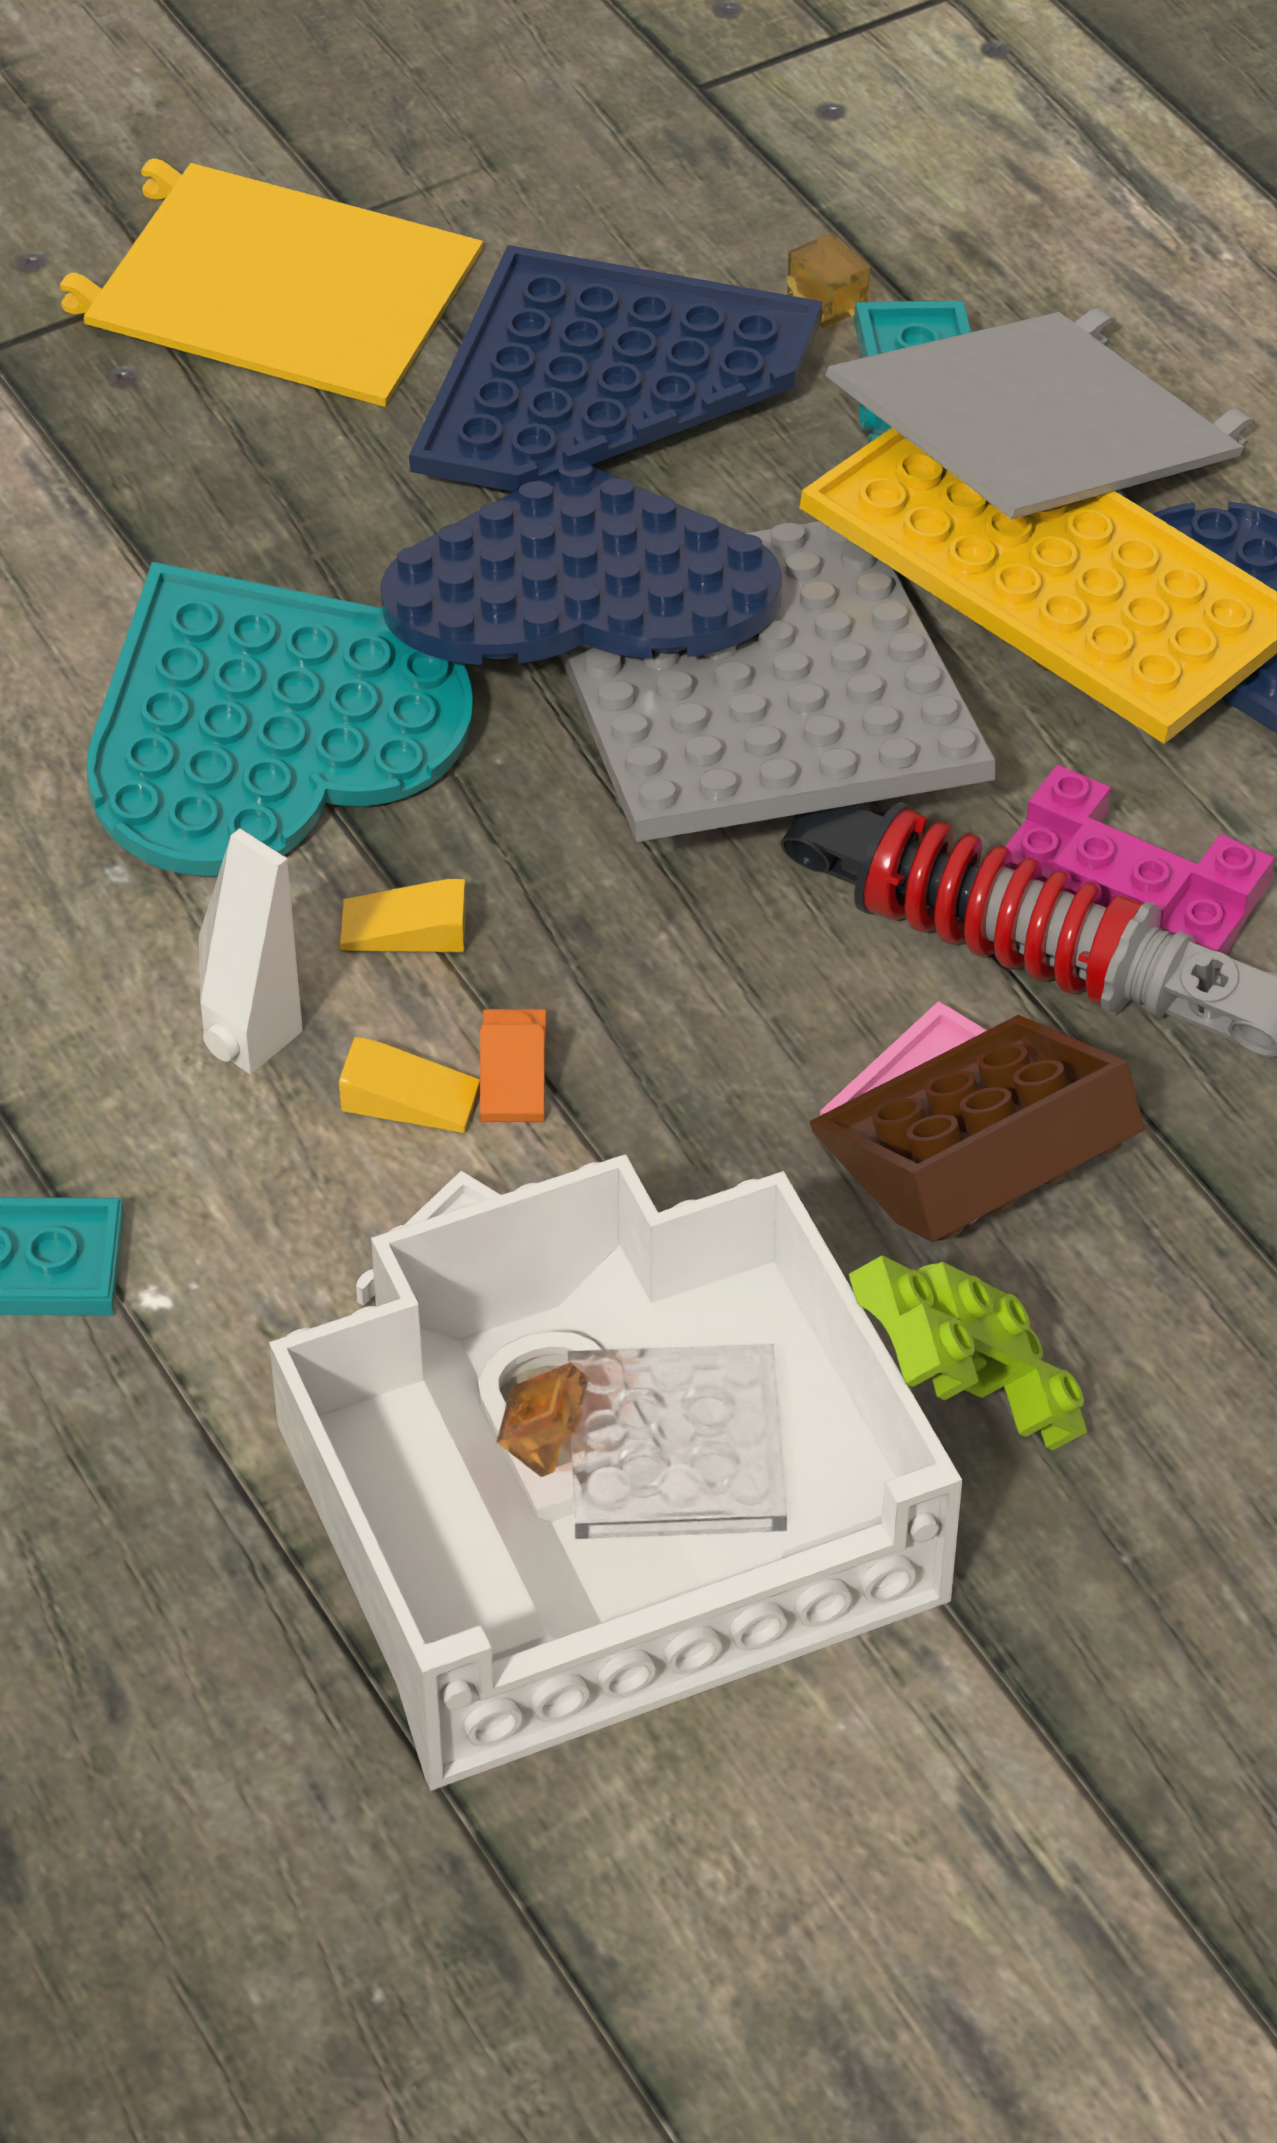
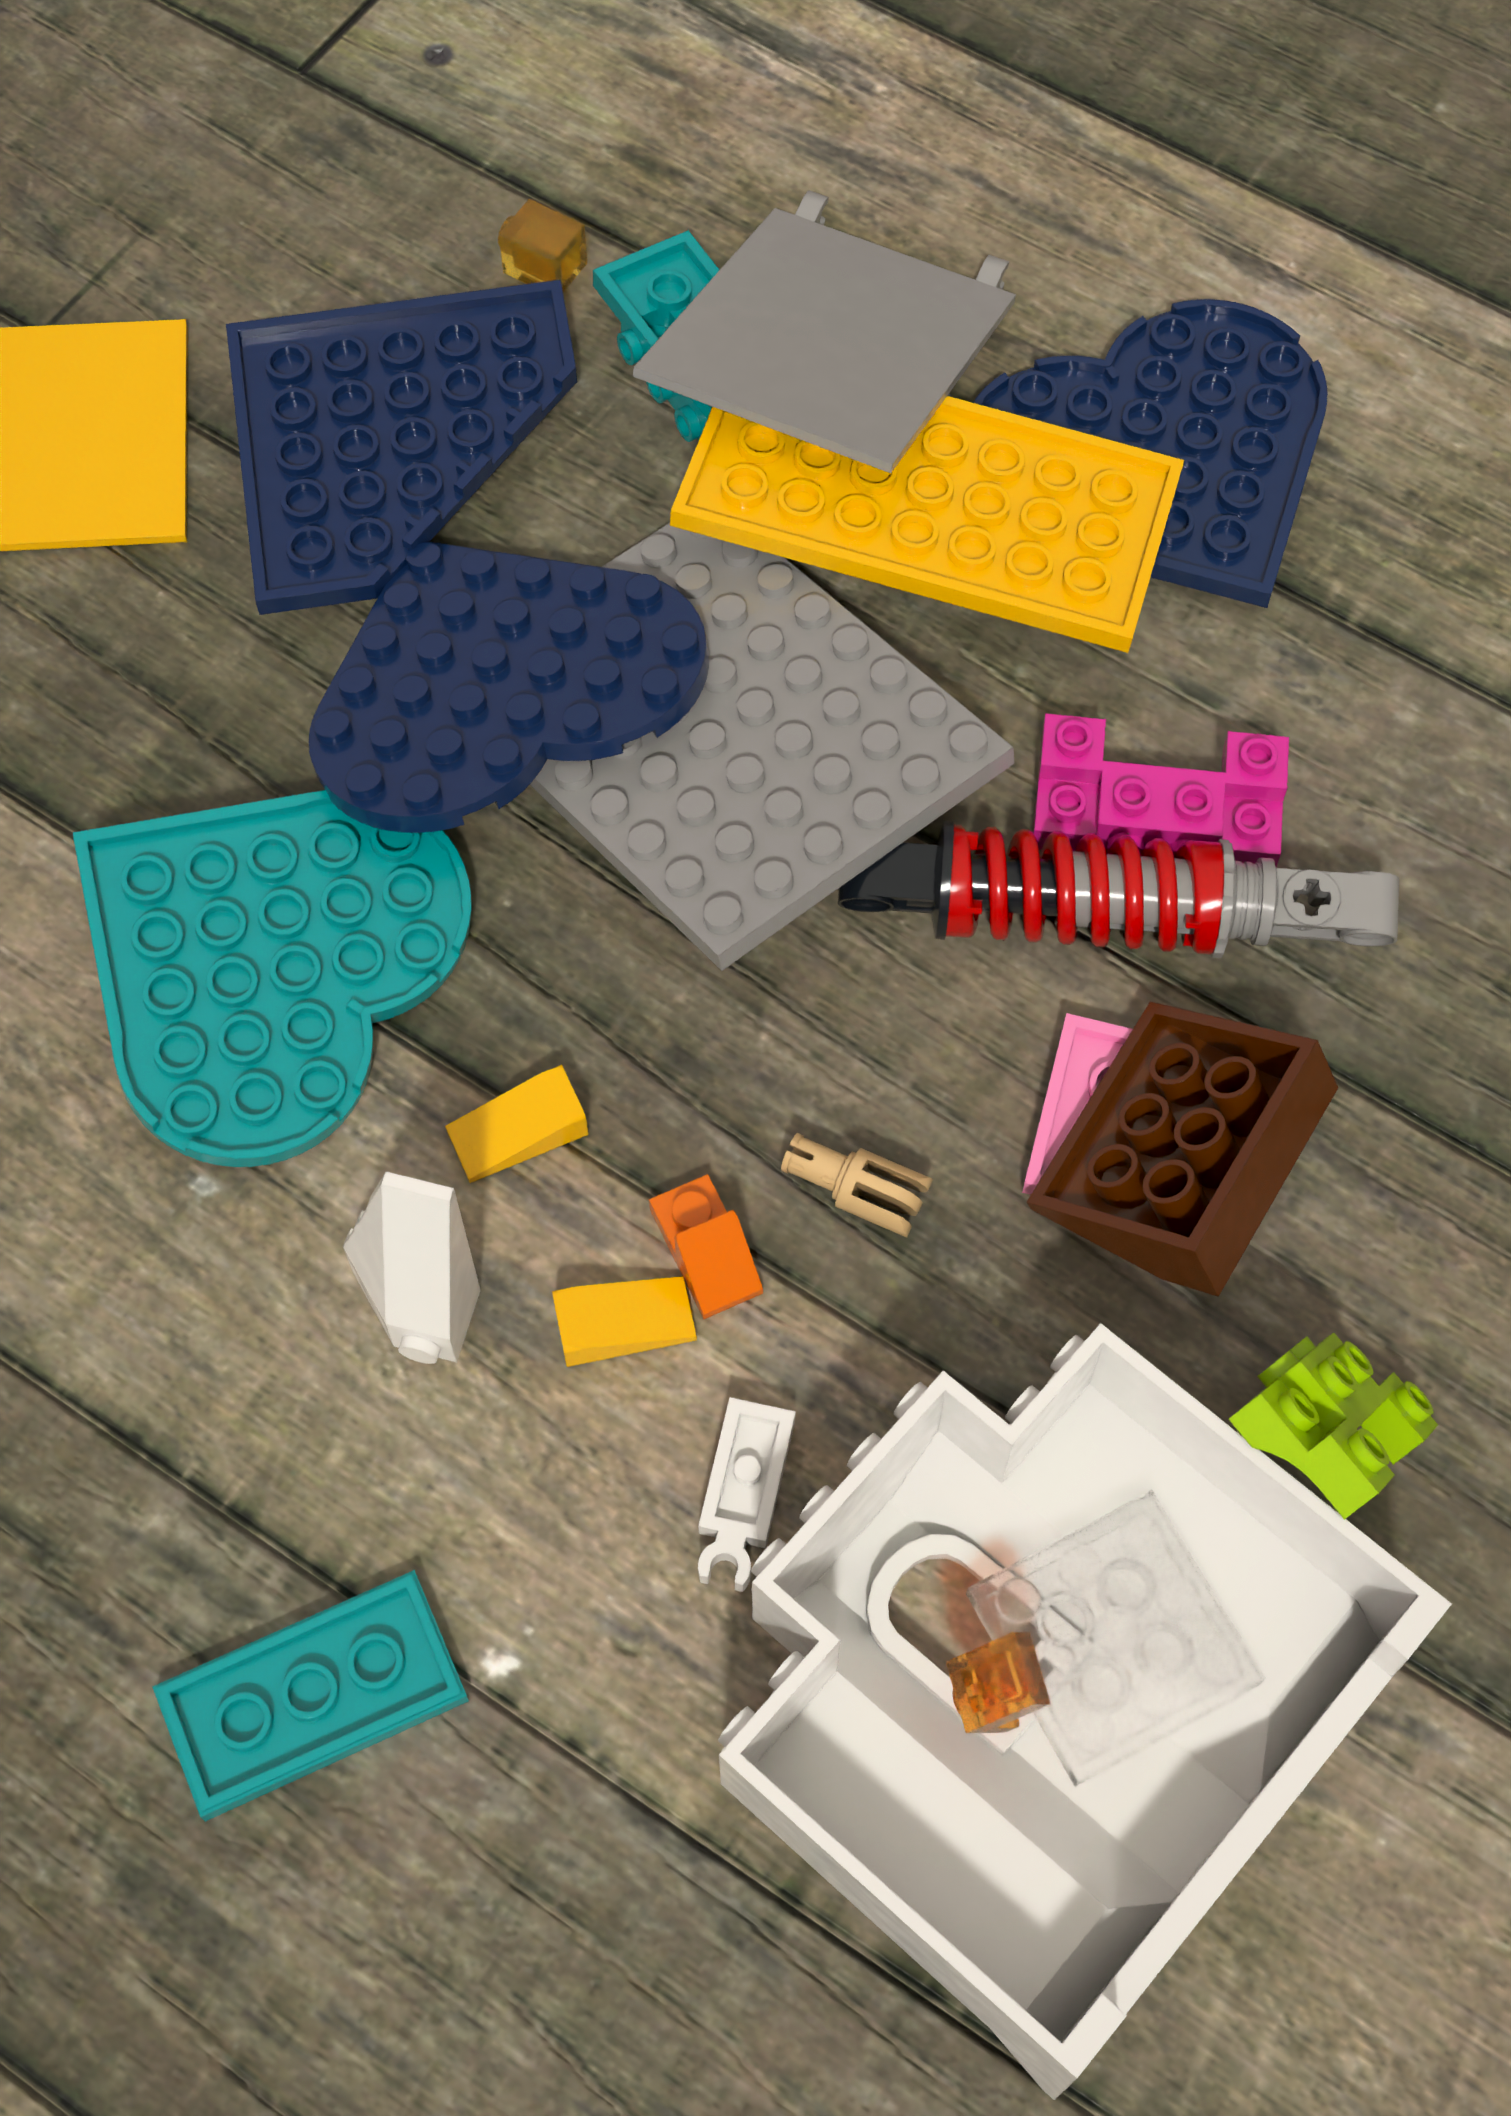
camera: 25 degrees left, 15 degrees up
(675, 1061) = (851, 1177): none -> tan arm

